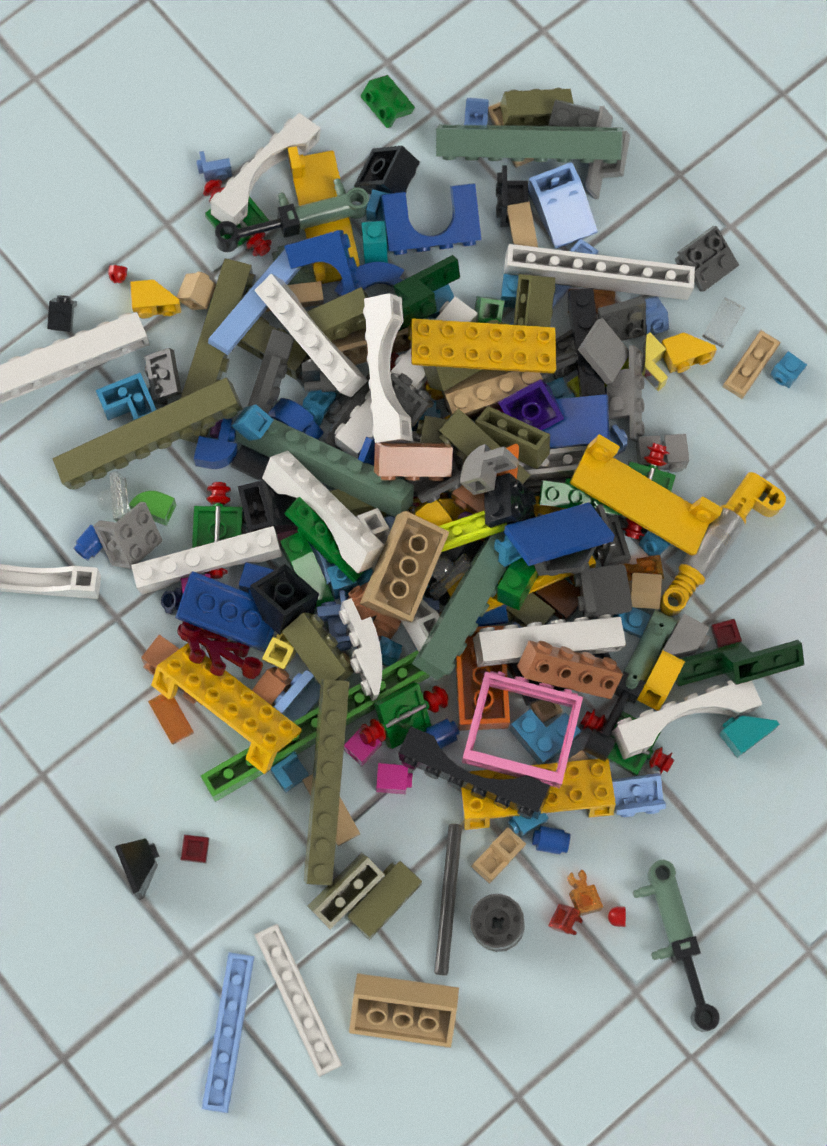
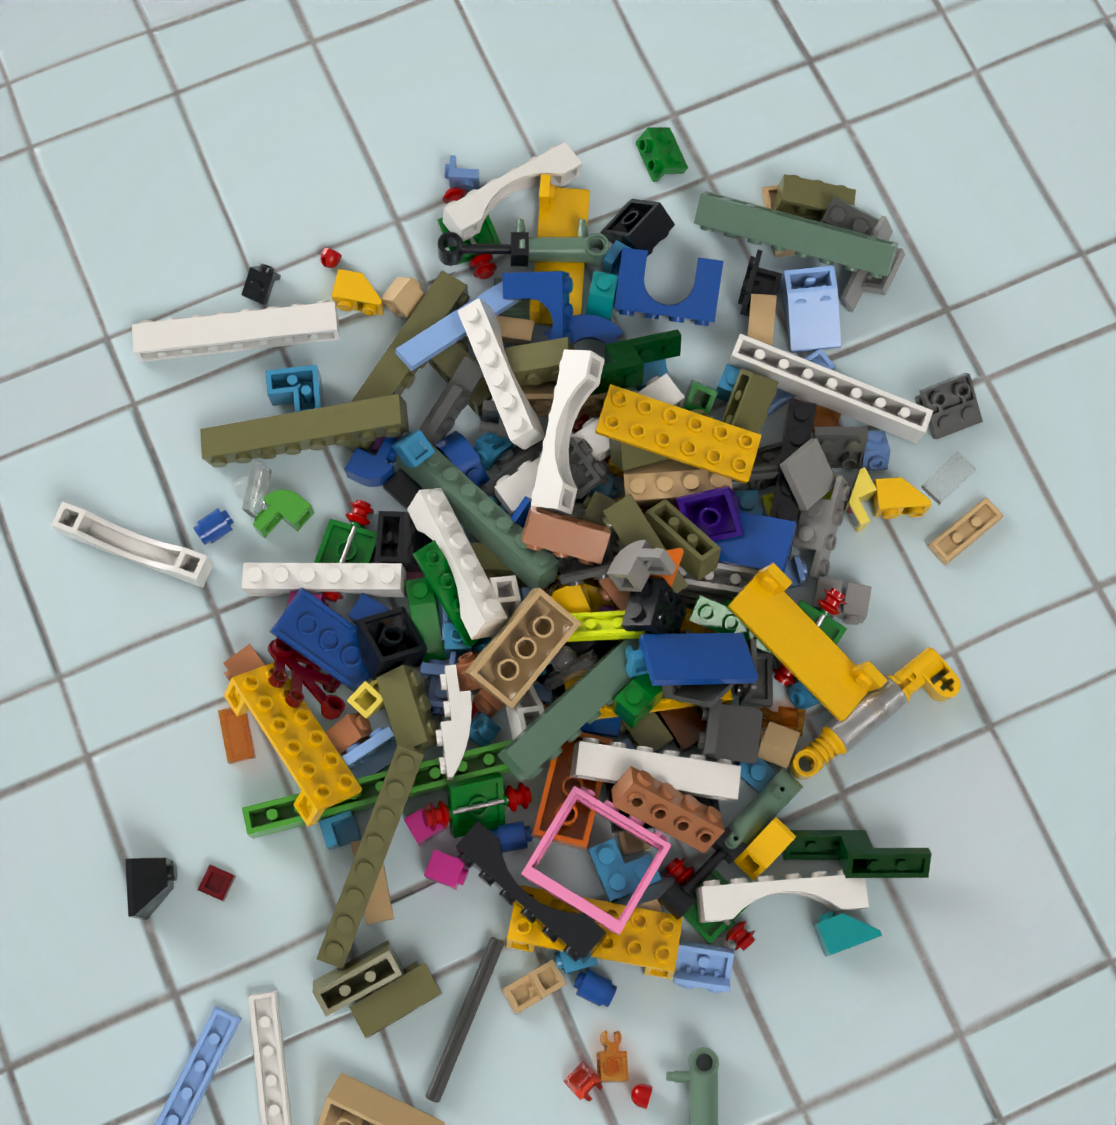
camera: 20 degrees right, 0 degrees up
(130, 537) = (253, 532): light grey bracket -> none
(162, 376) = (340, 375): dark grey bracket -> none
(171, 600) = (274, 610): dark blue plate -> none
(476, 111) = (750, 188): medium blue bracket -> none
(497, 907) = (492, 1056): dark grey wheel -> none
(687, 637) = (807, 809): light grey slope -> none
(725, 633) = (852, 816): dark red tile -> none
(788, 370) = (1003, 548): dark azure bracket -> none

